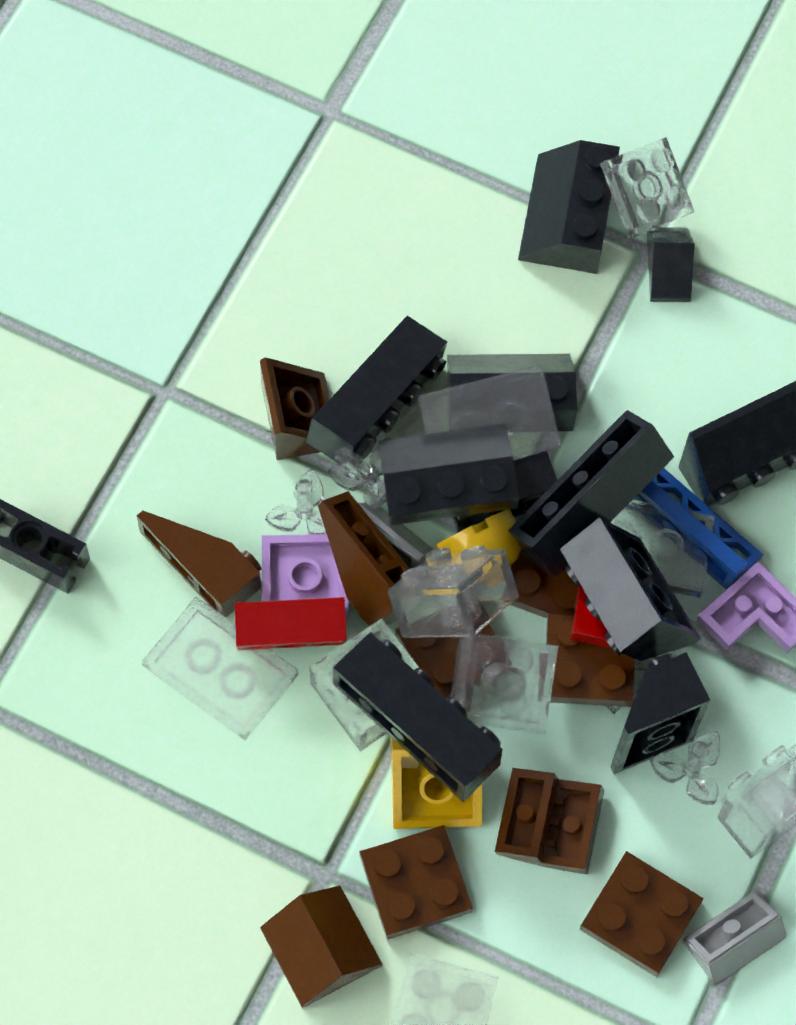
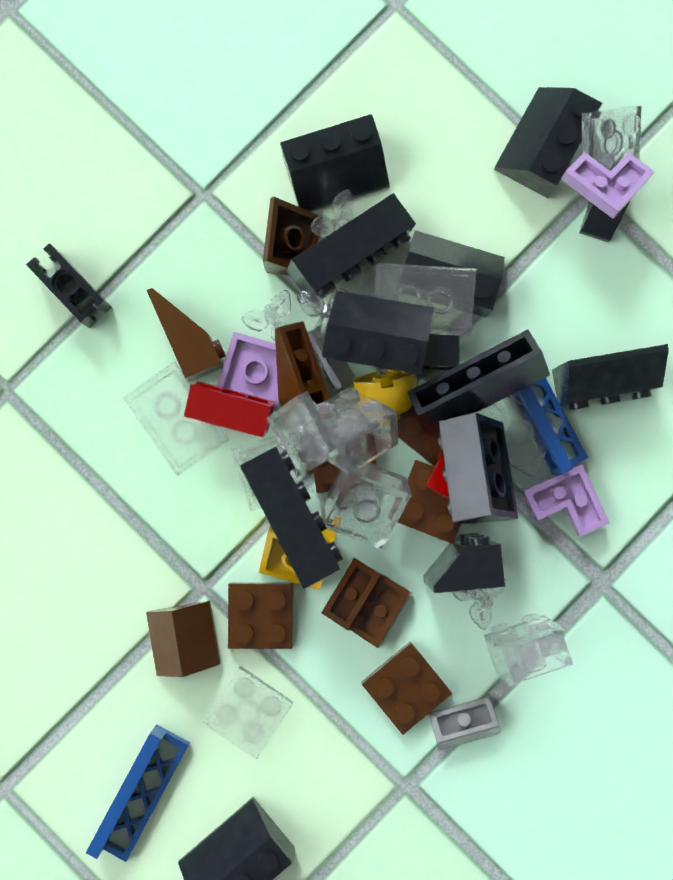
camera: 20 degrees right, 20 degrees up
(322, 306) = (334, 161): none -> black slope
(349, 356) = (343, 210): none -> clear plant
(398, 607) = (303, 434): none -> clear plate
(659, 235) = (607, 188): none -> lavender plate

